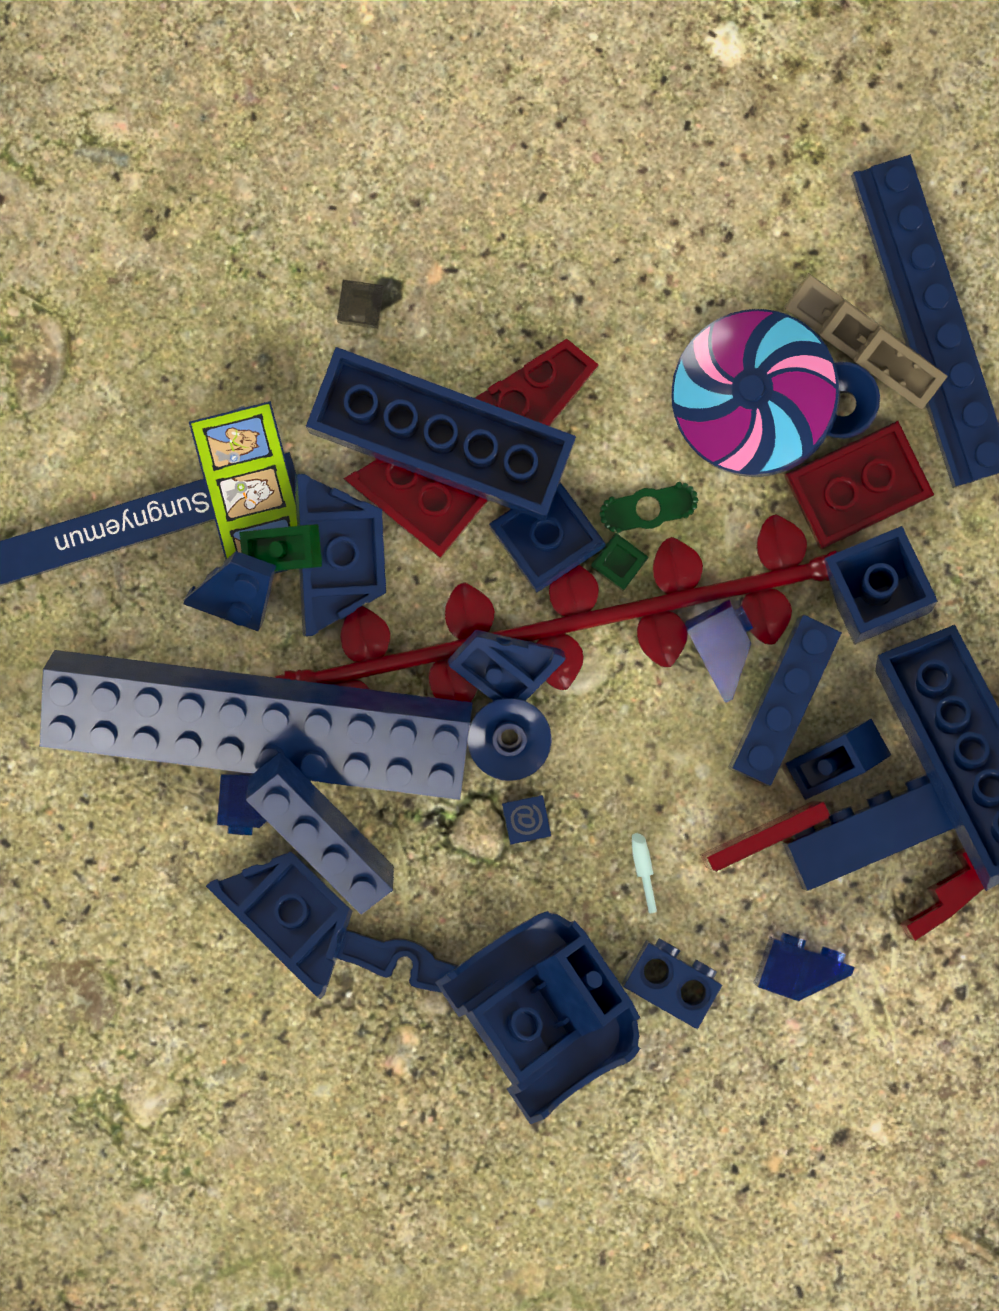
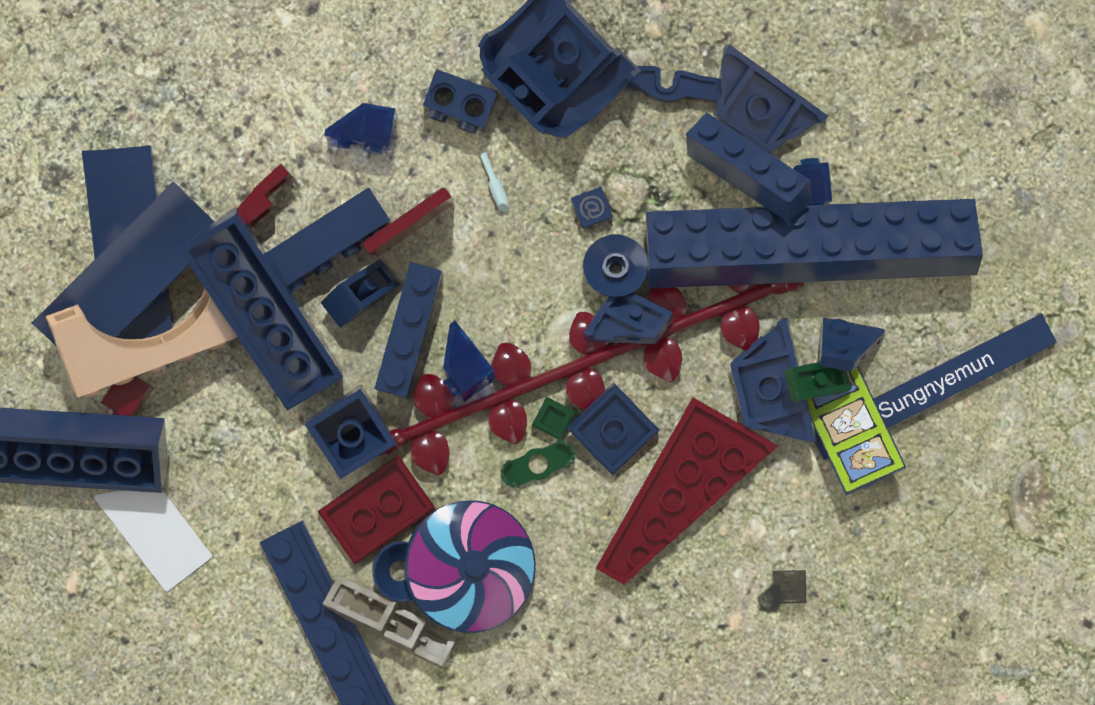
camera: 170 degrees right, 0 degrees up
(440, 433) = (710, 489): dark blue brick -> none

